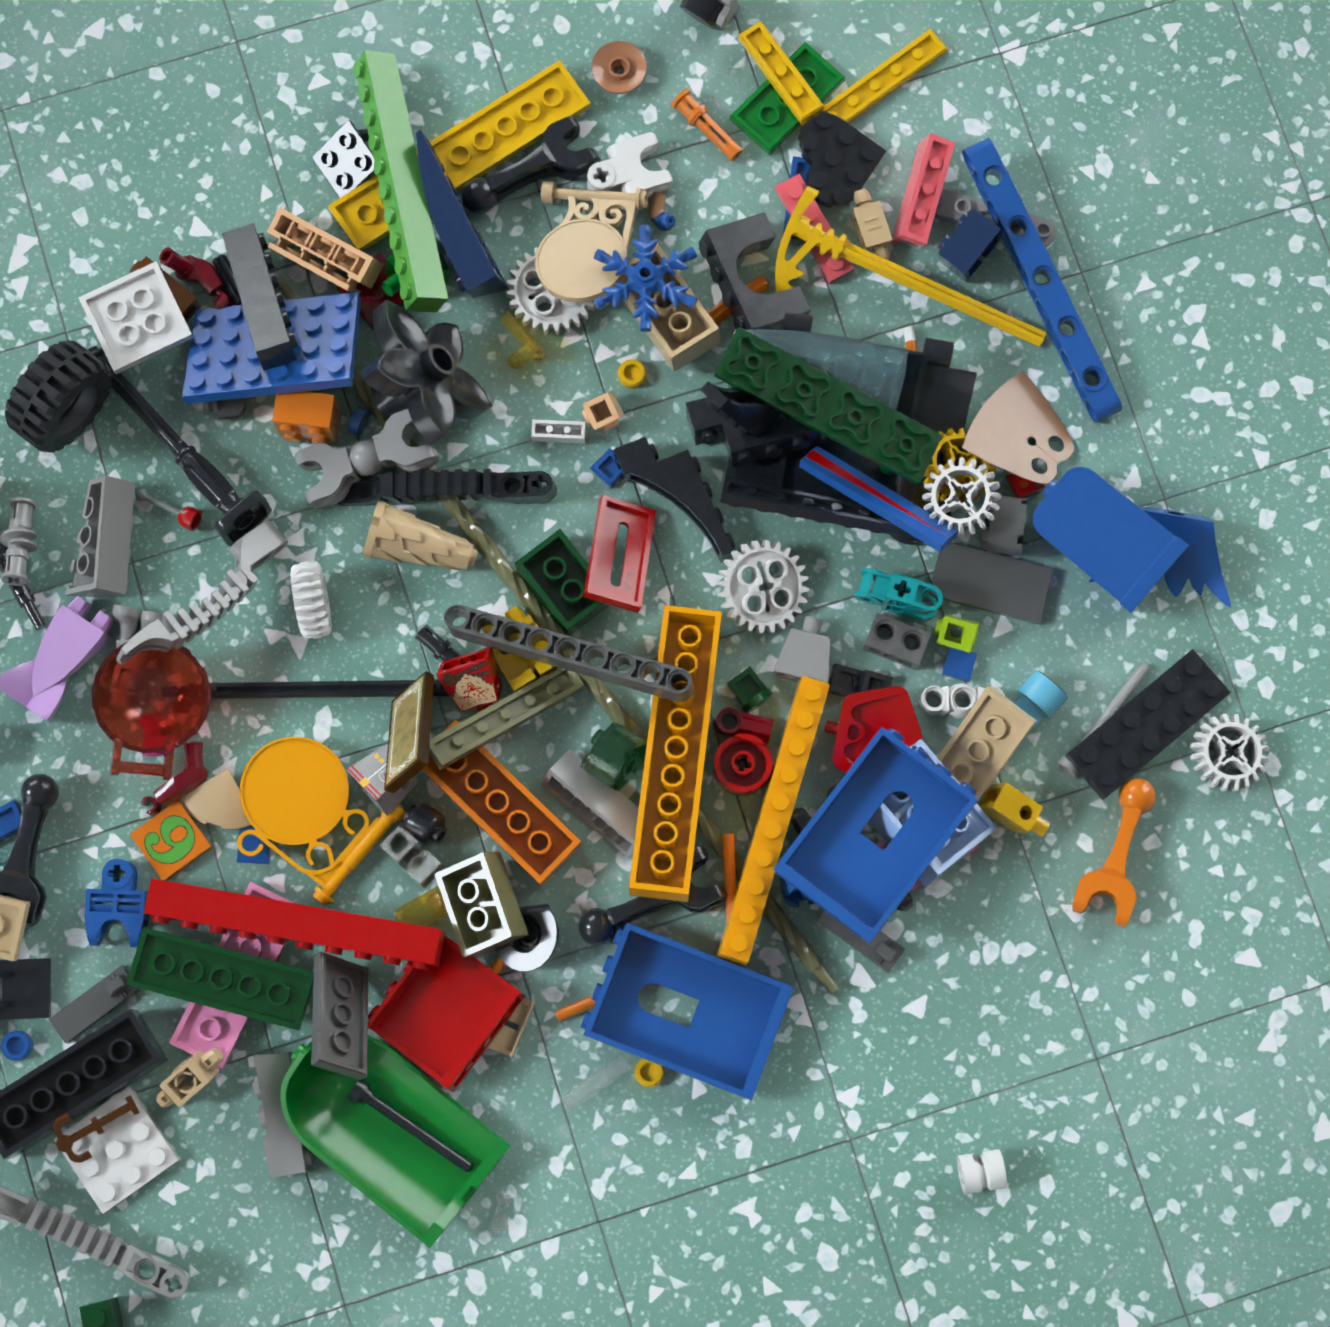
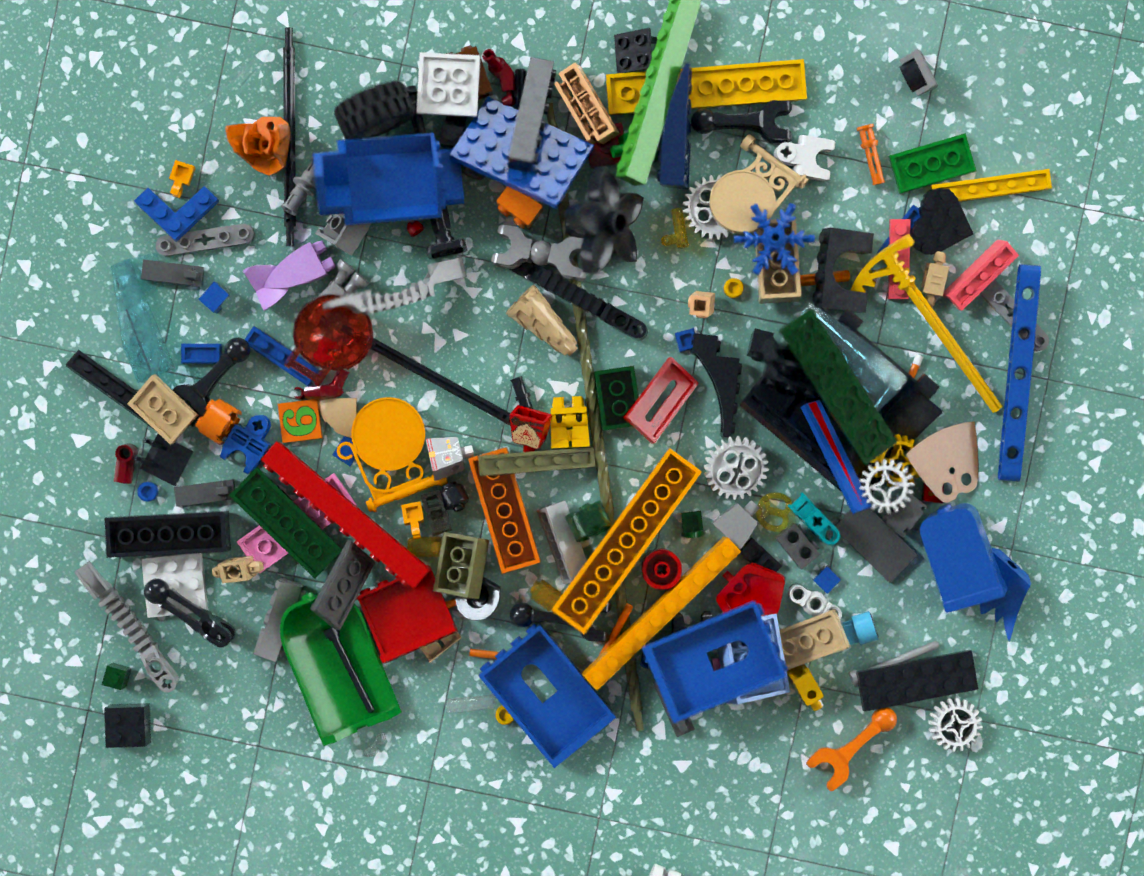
camera: 35 degrees right, 10 degrees up
(61, 896) = (218, 420): none -> orange brick
(64, 1142) = (147, 567): reddish brown piece -> none
(96, 773) = (277, 353): none -> blue tile
(97, 1167) = (209, 625): none -> black piece
(118, 468) = (387, 179): none -> blue panel
(171, 373) = (452, 131): none -> black arch
(311, 600) = (460, 324): white gear -> none
(359, 420) = (550, 224): blue tile -> none
(385, 879) = (413, 516): none -> light orange plate
(409, 732) = (474, 441): tile -> none
(558, 431) = (667, 300): white piece -> none
(578, 662) = (591, 437): dark grey beam -> none
(610, 881) = (544, 594): none -> clear yellow brick
(619, 56) = (847, 80): nougat dish -> none
(658, 214) = (808, 196): arm -> none
(745, 724) = (677, 545): dark red piece -> none
(781, 72) = (937, 145): yellow tile -> none
(842, 616) = (773, 511): none -> clear yellow piece
(969, 633) = (834, 568): lime brick -> none
(973, 238) = (988, 327): dark blue piece -> none

